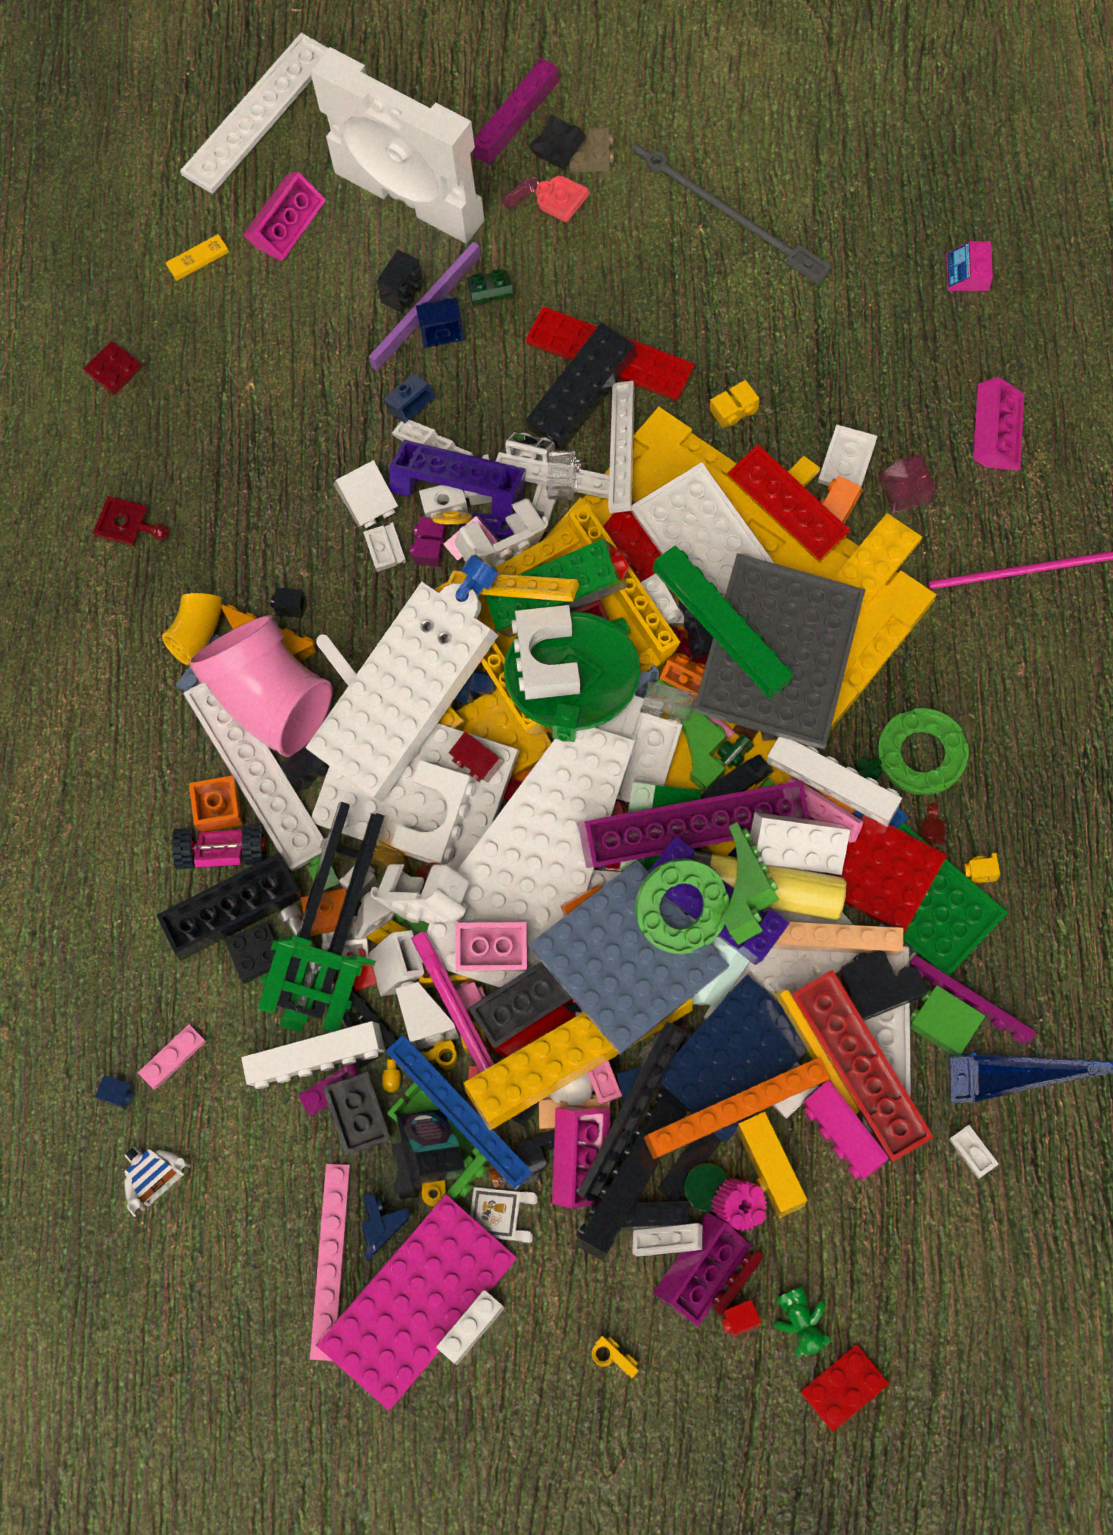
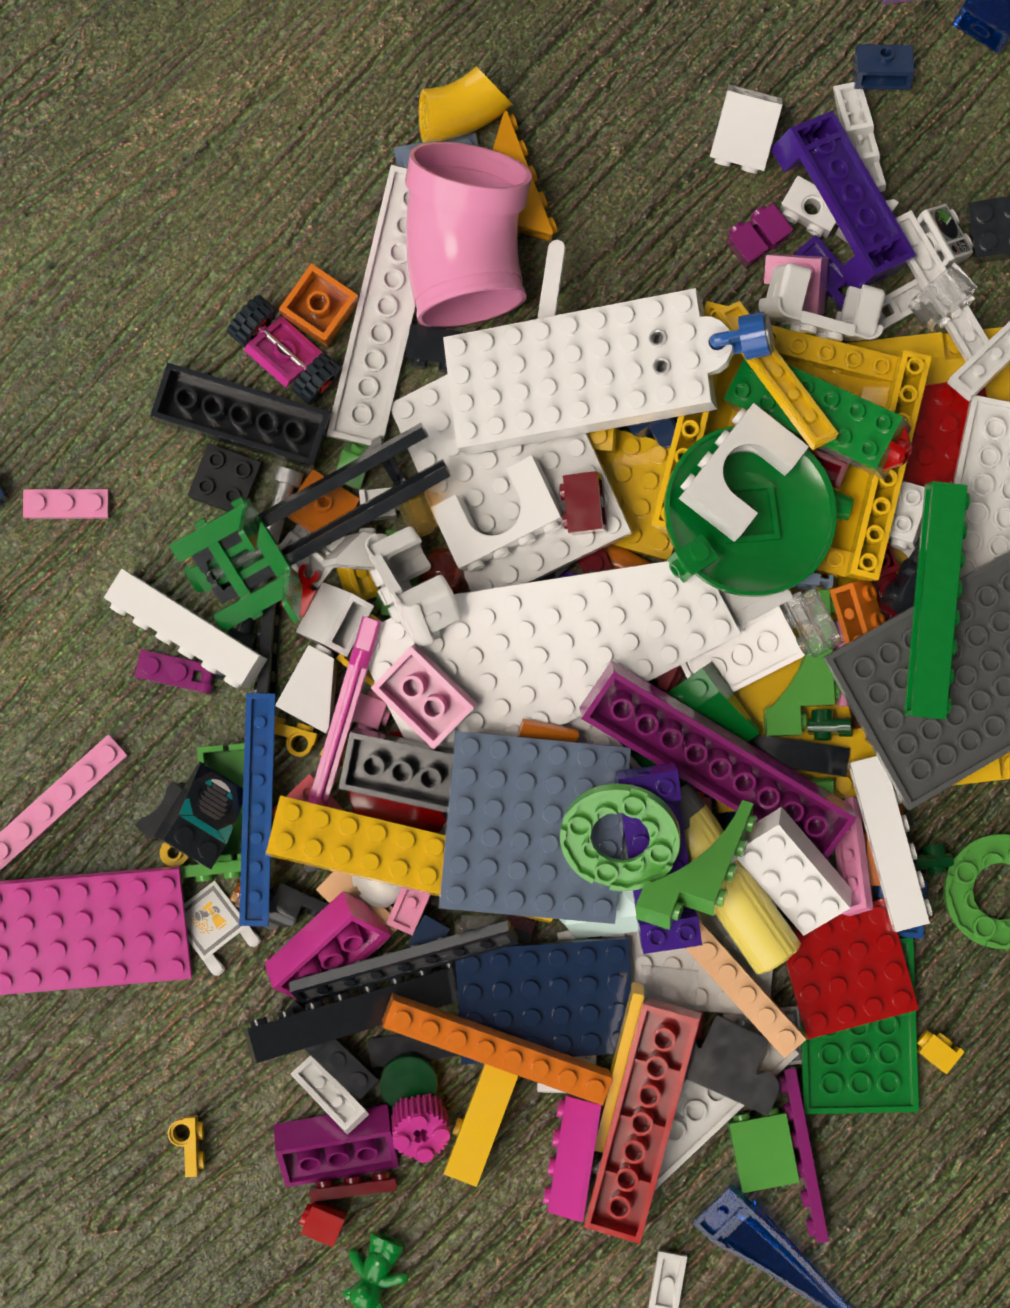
camera: 35 degrees right, 15 degrees up
(288, 602) = (571, 167): black brick -> none
(356, 1113) = (173, 718): black brick -> none
(380, 1229) = (99, 839): dark blue piece -> none
(384, 547) = (713, 199): white plate -> none
(391, 1077) = (234, 714): yellow cylinder -> none
(452, 517) = (800, 236): yellow wheel -> none
(470, 1327) = (94, 999): white brick -> none
(931, 829) = (933, 969): clear red plate -> none

